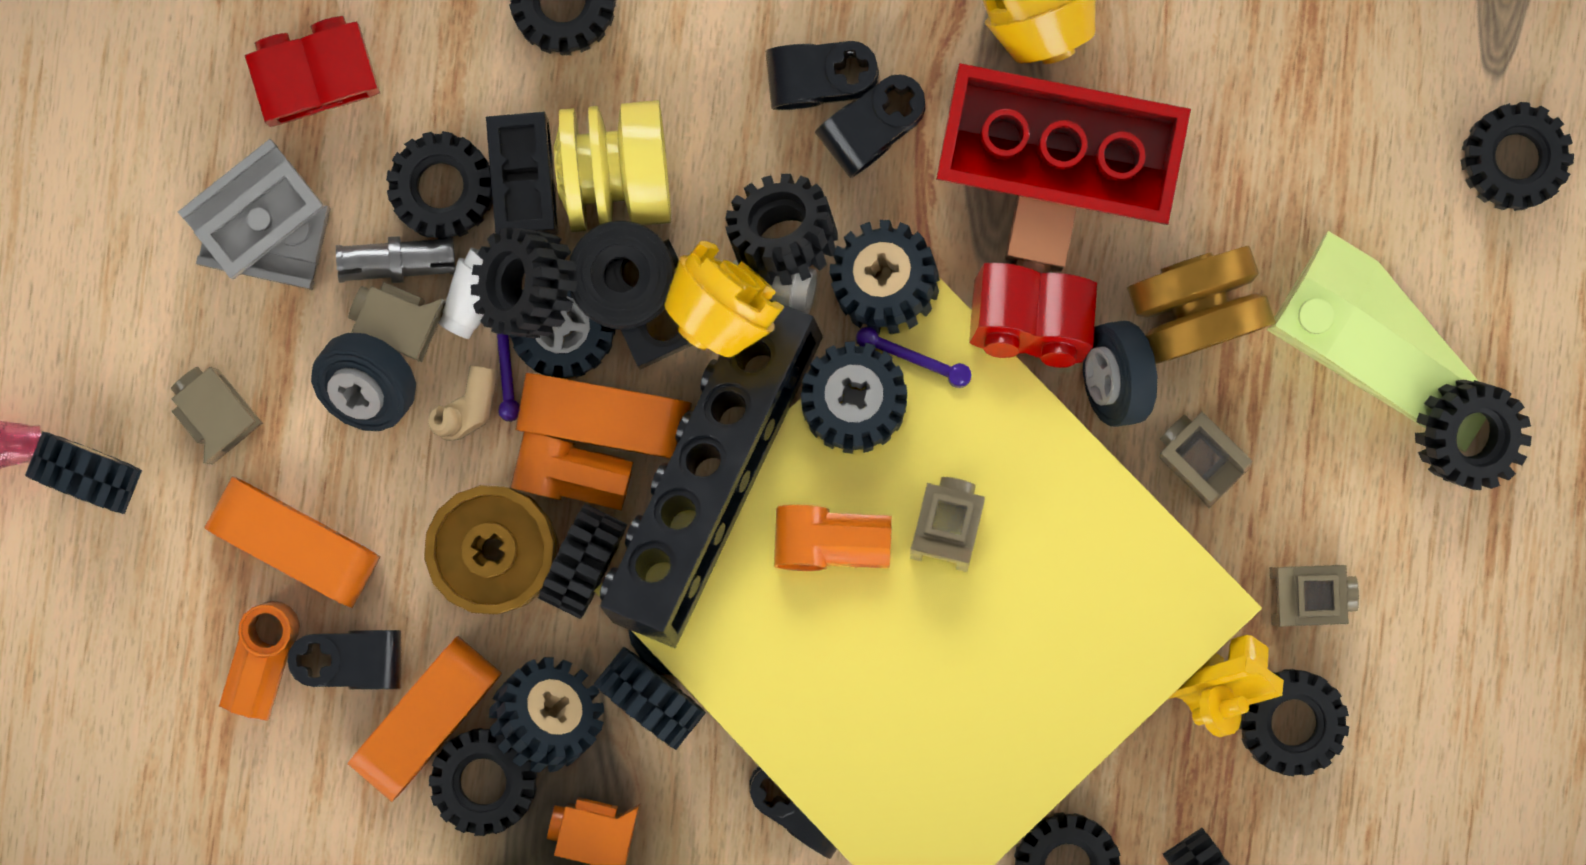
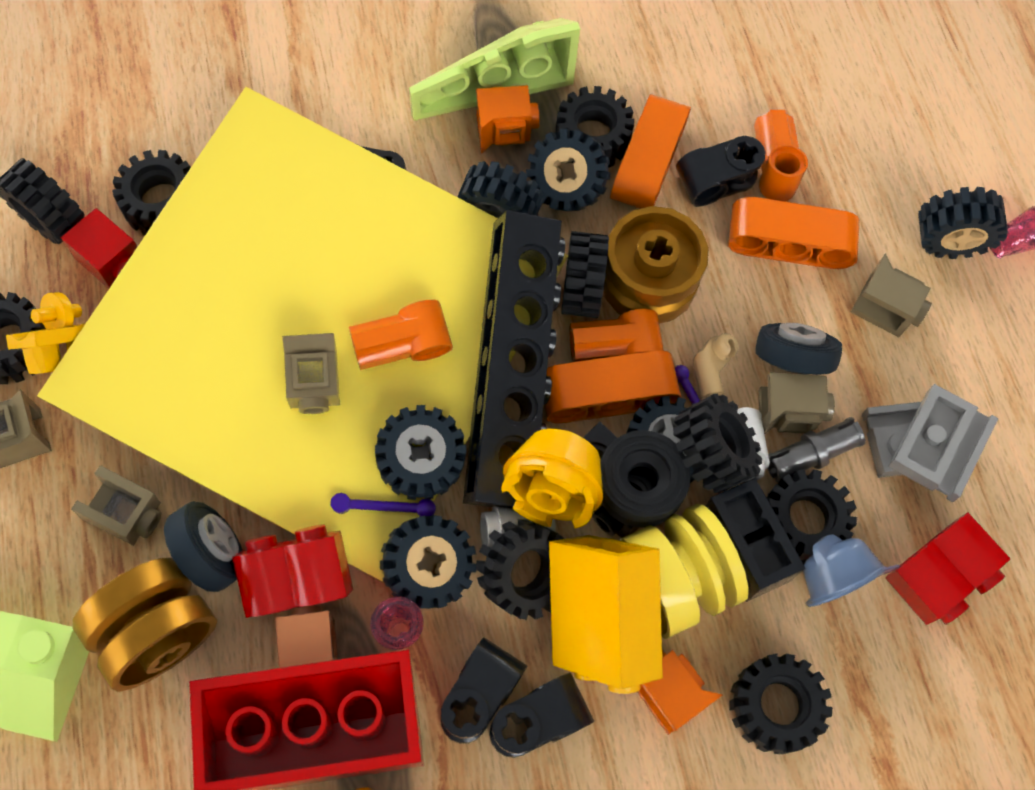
camera: 155 degrees right, 20 degrees down
(445, 101) = (840, 568): none -> sand blue piece
(671, 53) = (678, 694): none -> orange window
(718, 147) = (606, 611): none -> yellow brick
(942, 198) = (393, 612): none -> clear pink cone
(1149, 799) = (100, 246): none -> red brick

